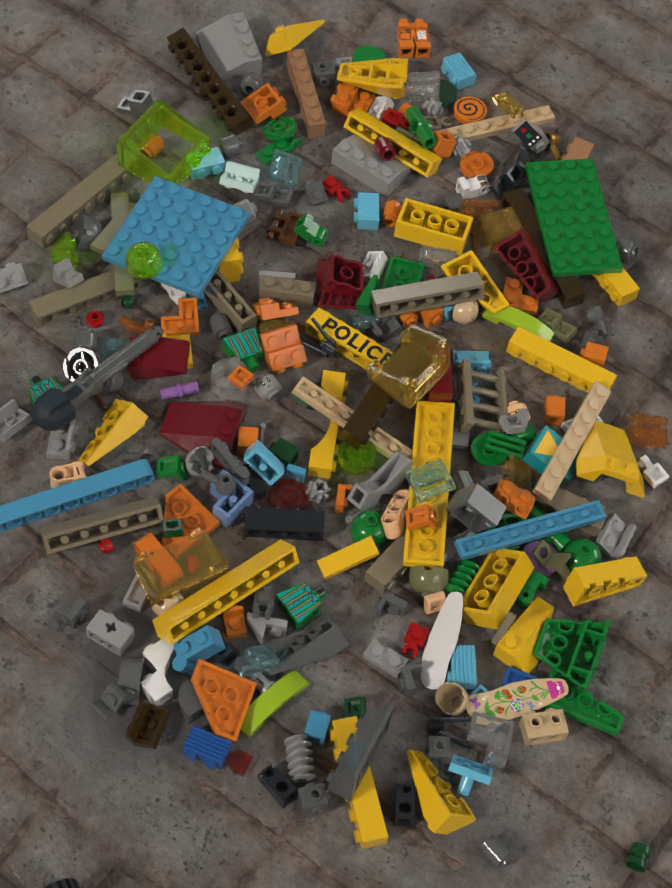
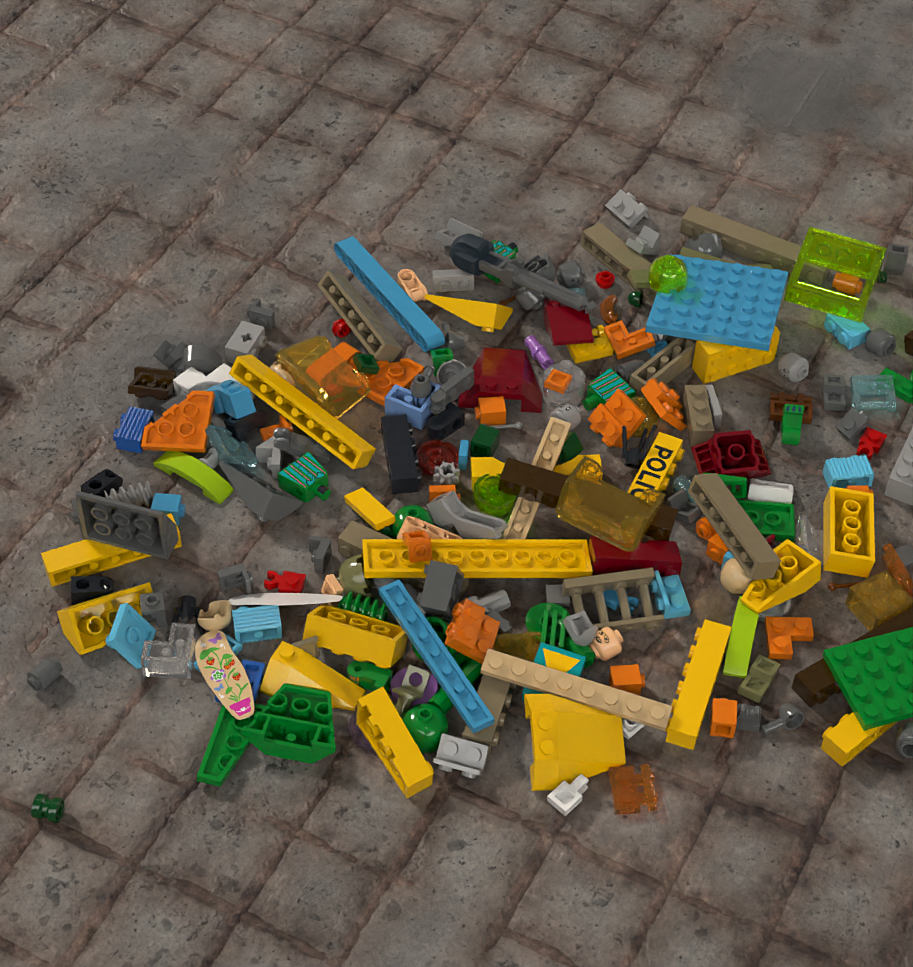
camera: 85 degrees right, 10 degrees down
(64, 249) = (673, 239): clear neon green slope -> none
(239, 762) = (125, 460): clear red tile -> none
(240, 177) = (840, 358): light aqua bracket -> none
(264, 462) = (462, 418): medium azure brick -> none
(355, 707) = (194, 539): dark green tile -> none
(384, 658) = (261, 558): light grey plate -> none
(428, 475) = (476, 546): clear light blue plate -> none
(527, 263) = (836, 627): dark red wedge -> none
(543, 726) = (196, 704): tan brick -> none

